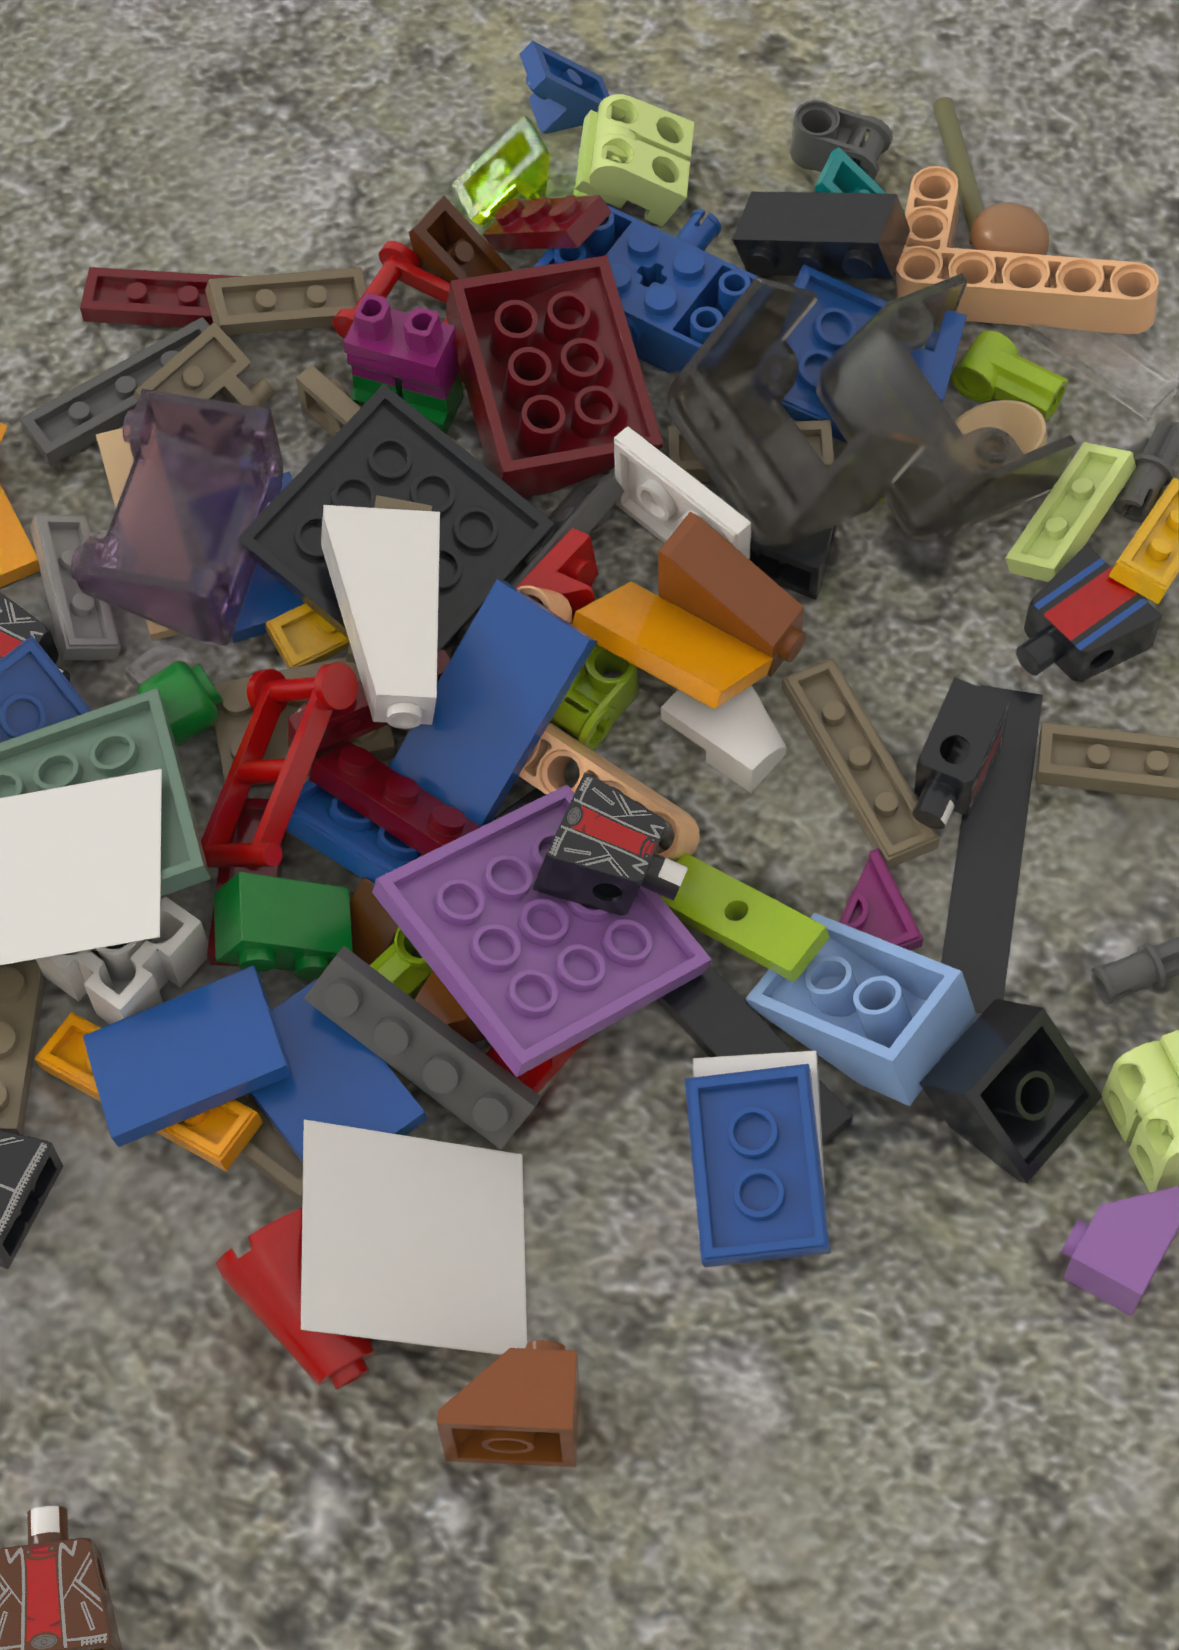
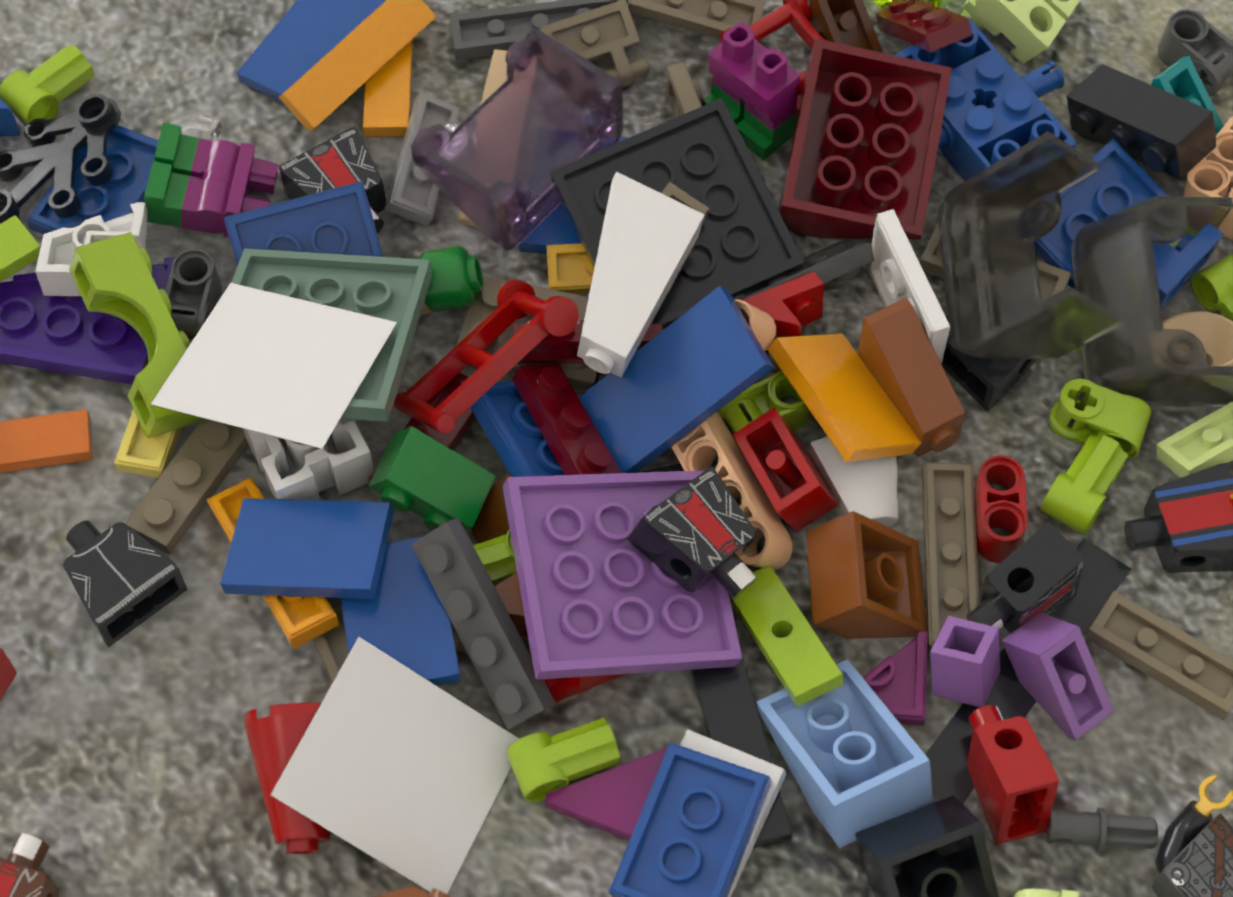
camera: 25 degrees right, 0 degrees up
(566, 1162) = (550, 762): none -> lime piece
(650, 746) = (785, 470): none -> red brick
(651, 1167) = (611, 798): none -> magenta tile
(788, 824) = (865, 579): none -> dark orange slope
(887, 690) = (1000, 508): none -> red beam
(937, 859) = (965, 661): none -> medium lavender brick
(943, 556) = (1100, 414): none -> lime piece
(956, 637) = (1081, 492): none -> lime piece
(1031, 828) = (1059, 673): none -> medium lavender slope
(1041, 950) = (1010, 775): none -> red torso

